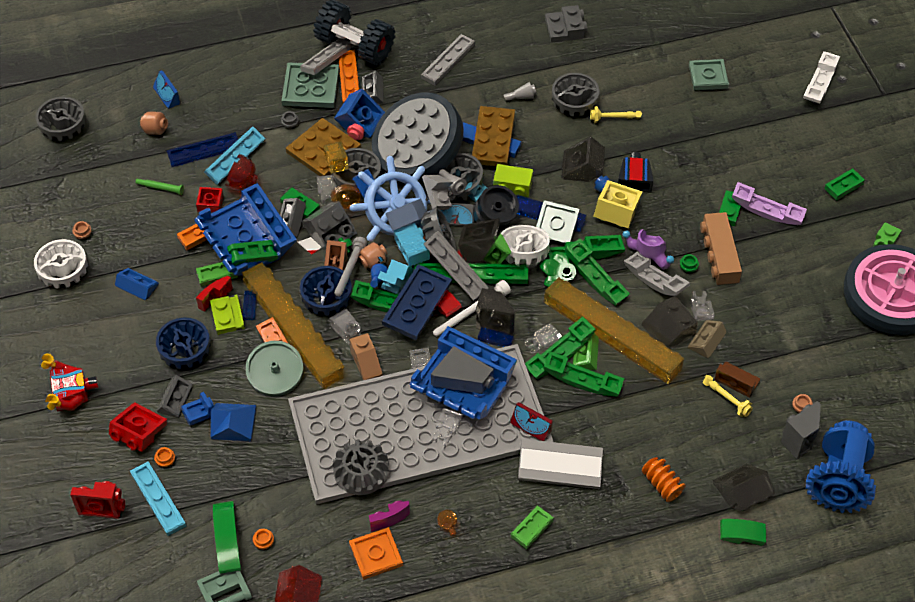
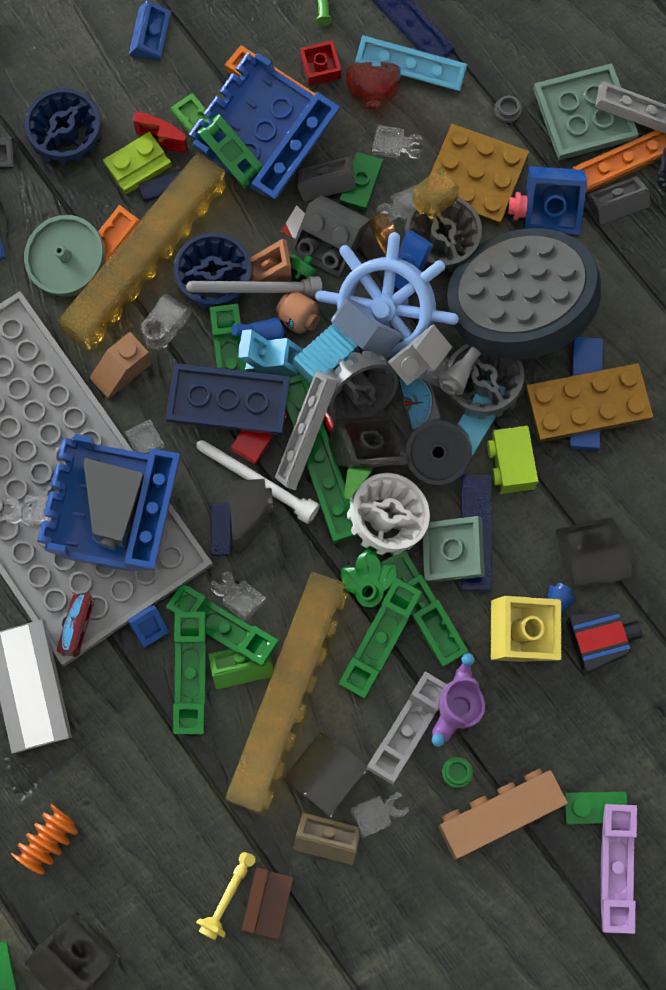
camera: 70 degrees right, 20 degrees up
(283, 179) = (391, 142): none -> clear plate
(544, 389) = (148, 626): none -> blue plate

